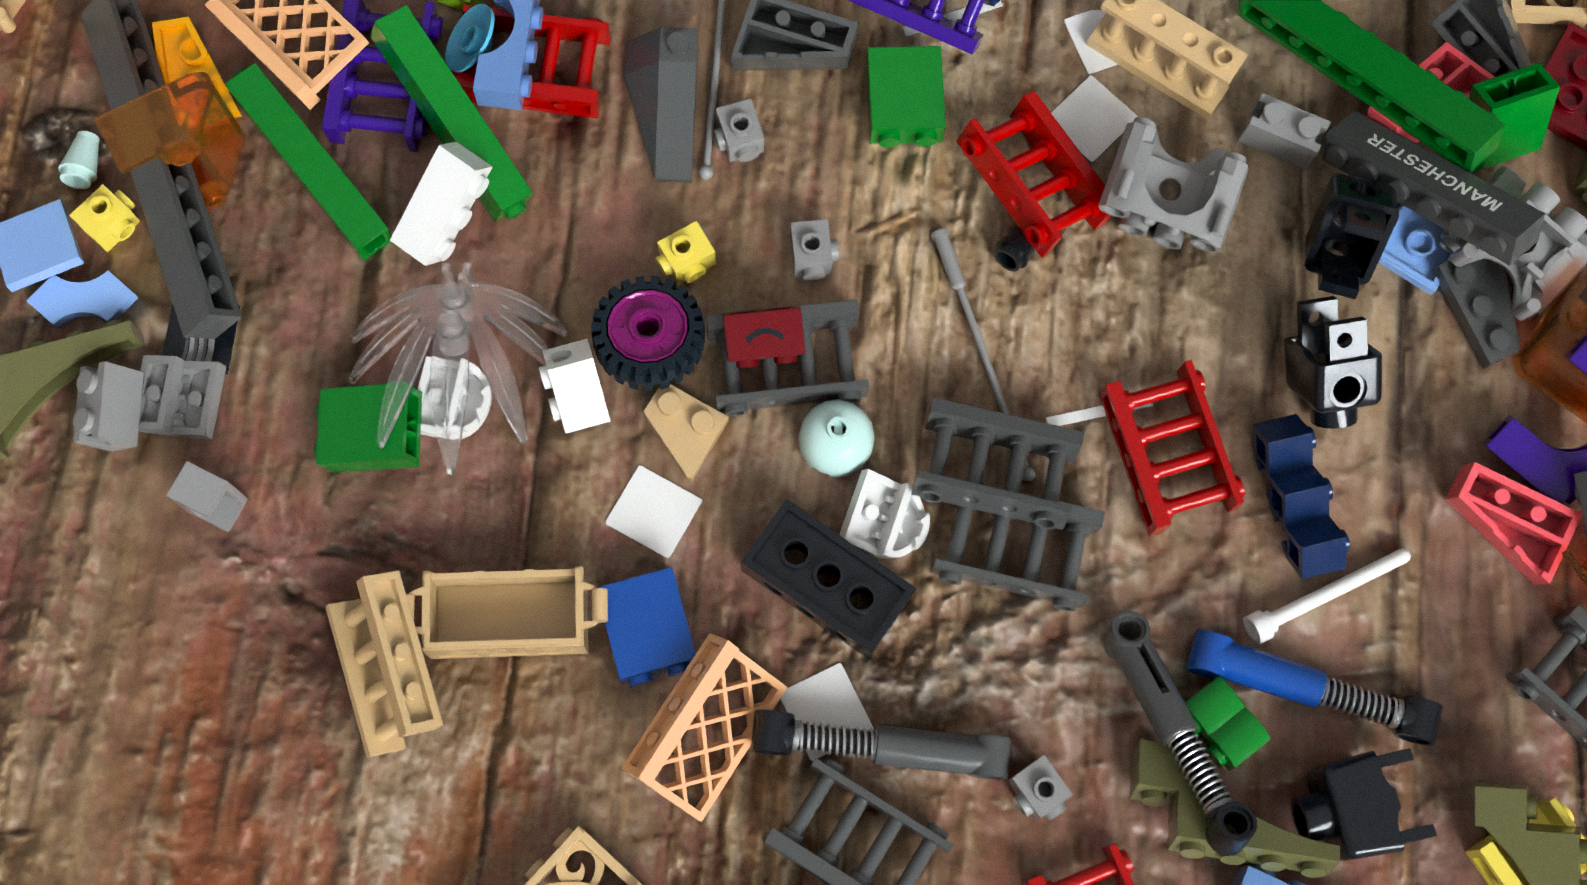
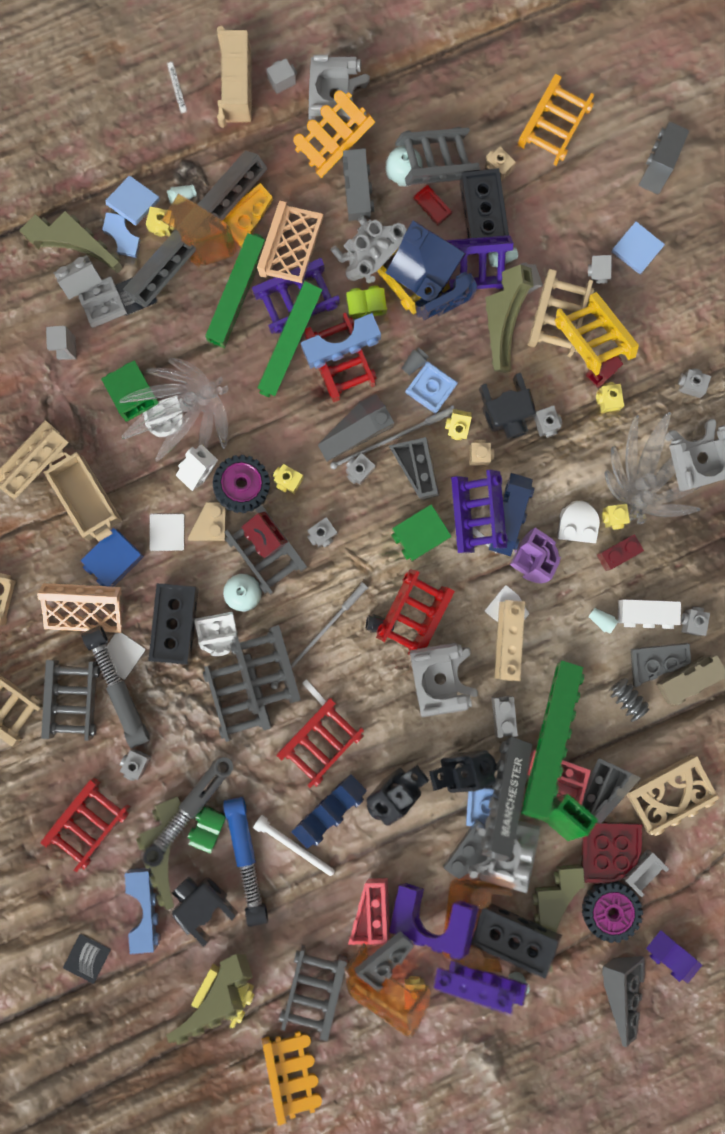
camera: 60 degrees right, 10 degrees up
(441, 203) = (245, 360): white brick -> none
(470, 38) = (329, 325): medium azure dish -> none
(1093, 117) = (463, 624): white sticker -> none

